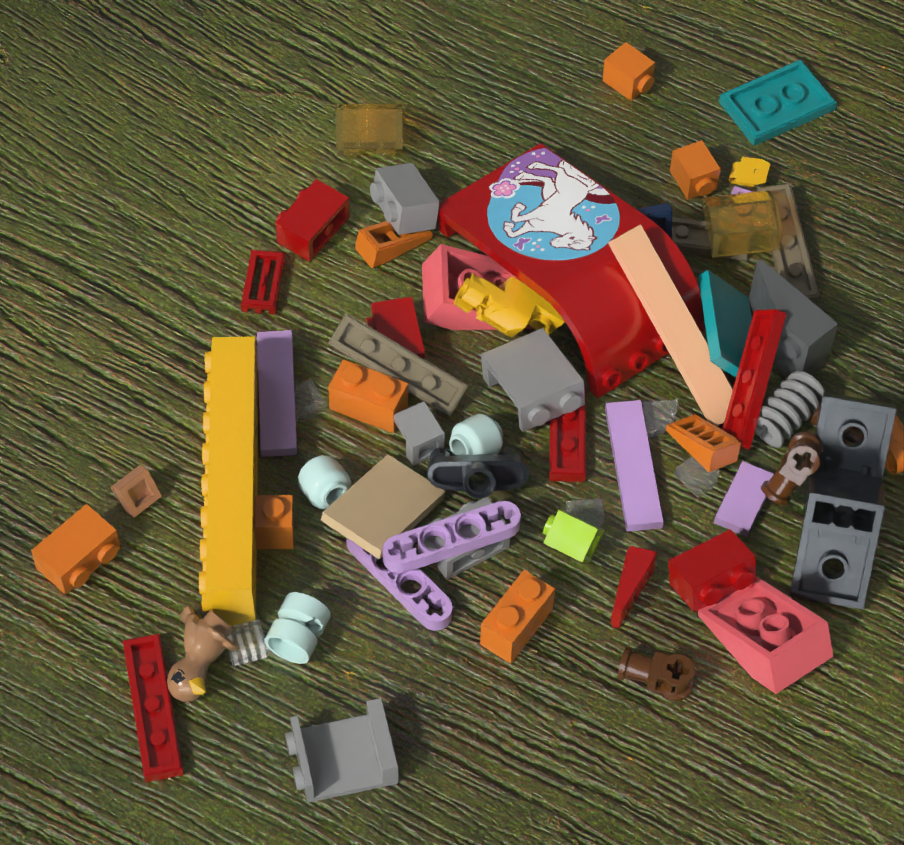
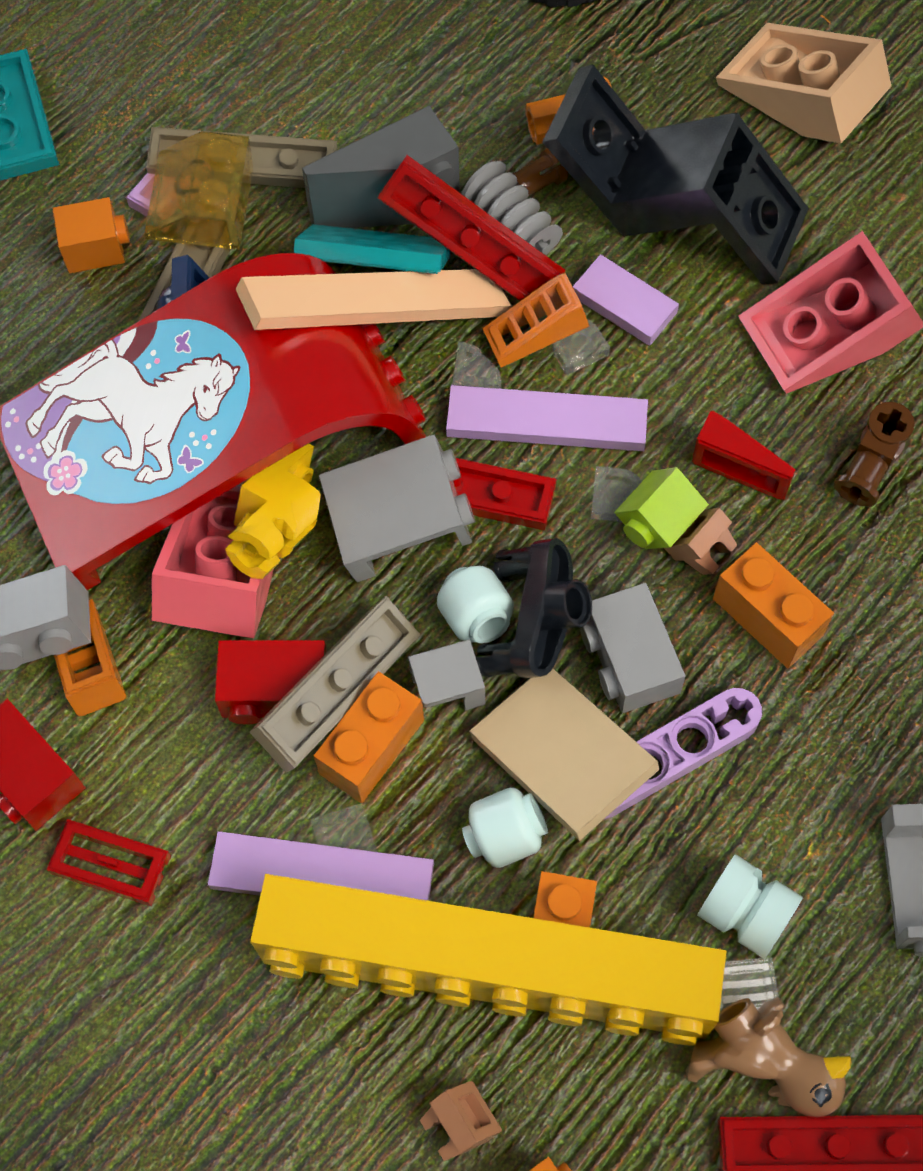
camera: 75 degrees left, 10 degrees up
(449, 531) = (659, 657): lavender beam -> none
(563, 567) = (695, 543): none -> nougat tile
(712, 570) = (740, 354): red brick -> none
(744, 174) = (113, 179): yellow piece -> none
(794, 467) = (622, 215): reddish brown connector -> none

